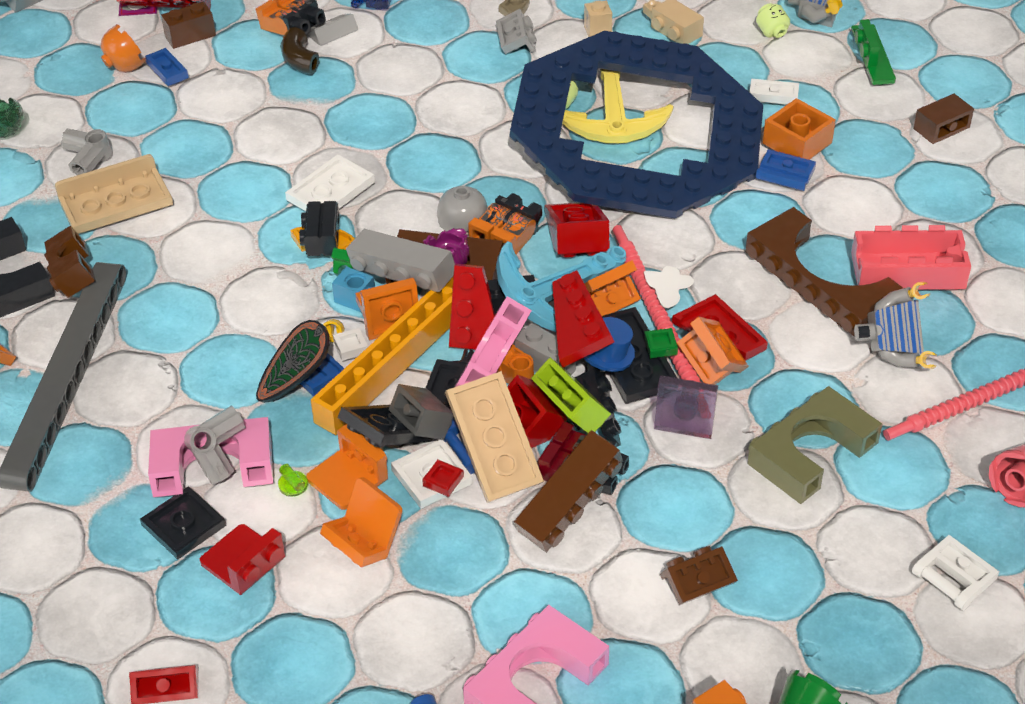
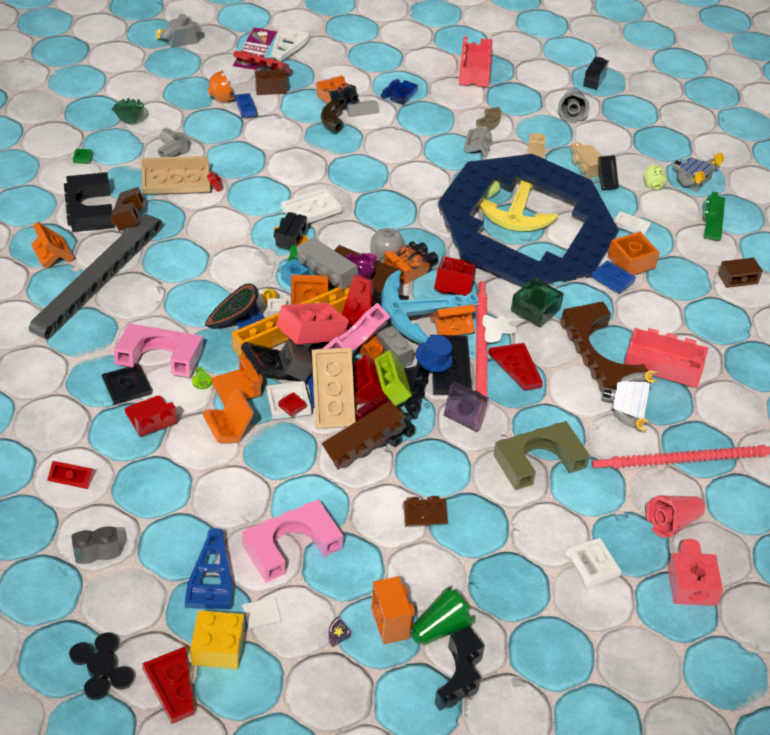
camera: 15 degrees right, 0 degrees up
(175, 186) = (215, 180): none -> red tile
(217, 430) = (157, 349): light grey piece -> none
(421, 352) = (311, 322): none -> coral brick
(577, 319) = (418, 332): red wing -> none
(661, 343) = (471, 362): green tile -> none
(706, 233) = (537, 302): none -> clear green brick
(711, 30) = (608, 172): none -> black plate
(711, 351) = (501, 377): orange bracket -> none

